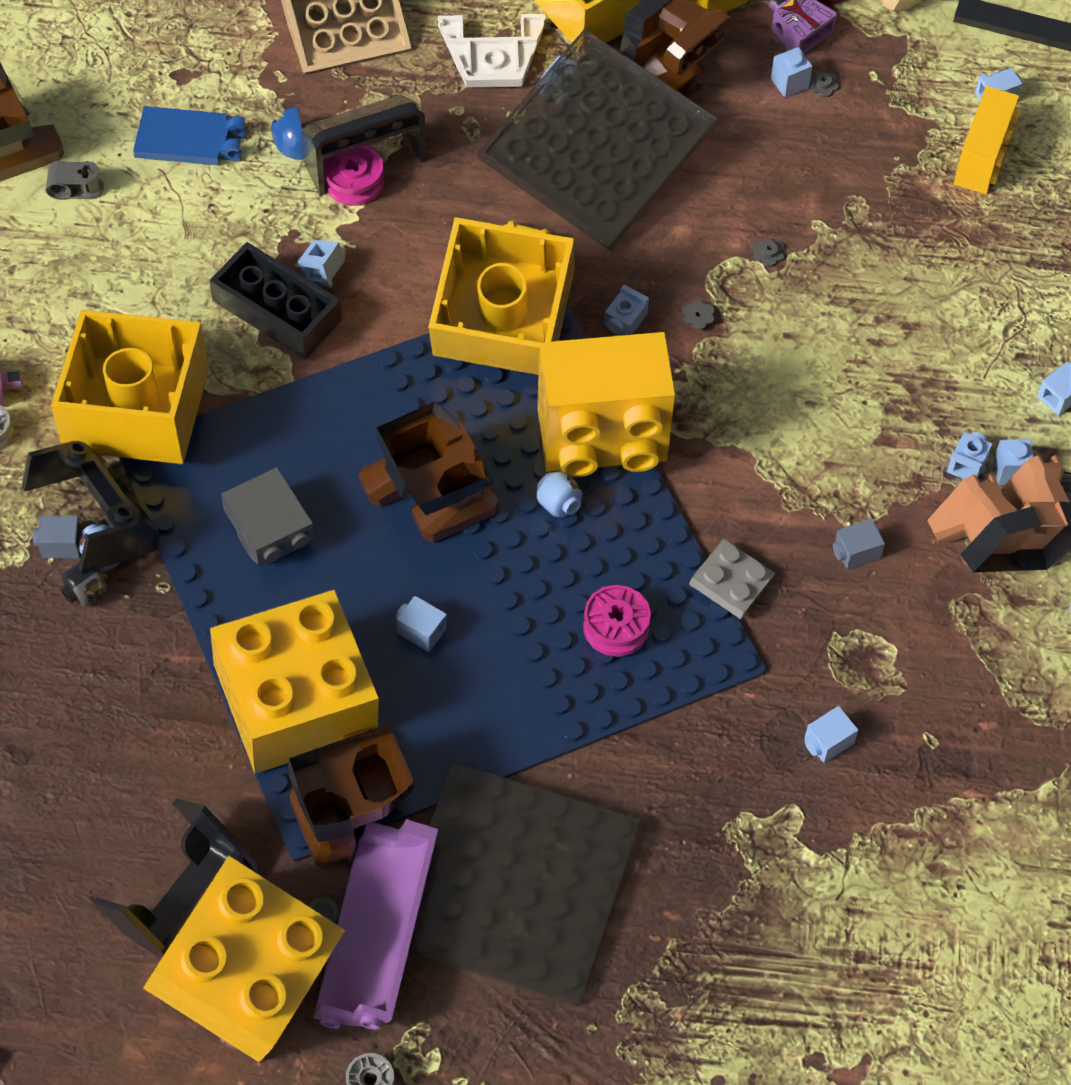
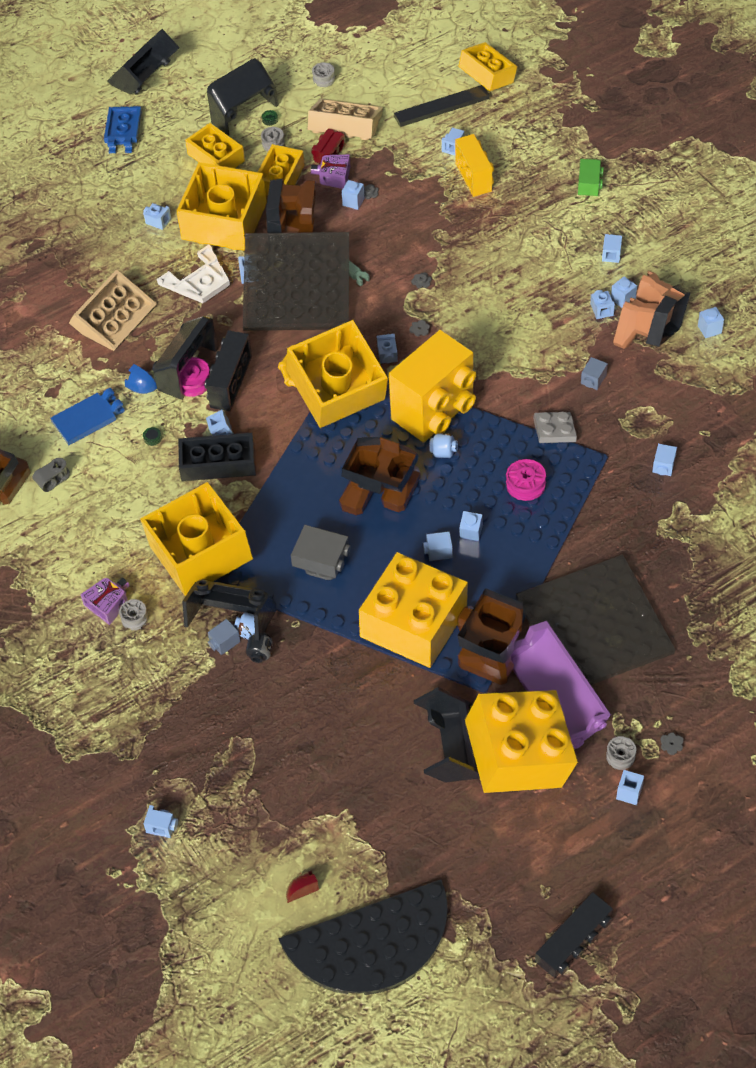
camera: 35 degrees left, 5 degrees down
(236, 217) = (152, 436): none -> clear green tile
(398, 197) = (228, 370): none -> black brick
(485, 628) = (471, 526): none -> light blue brick
(691, 179) = (356, 273): none -> sand green bar

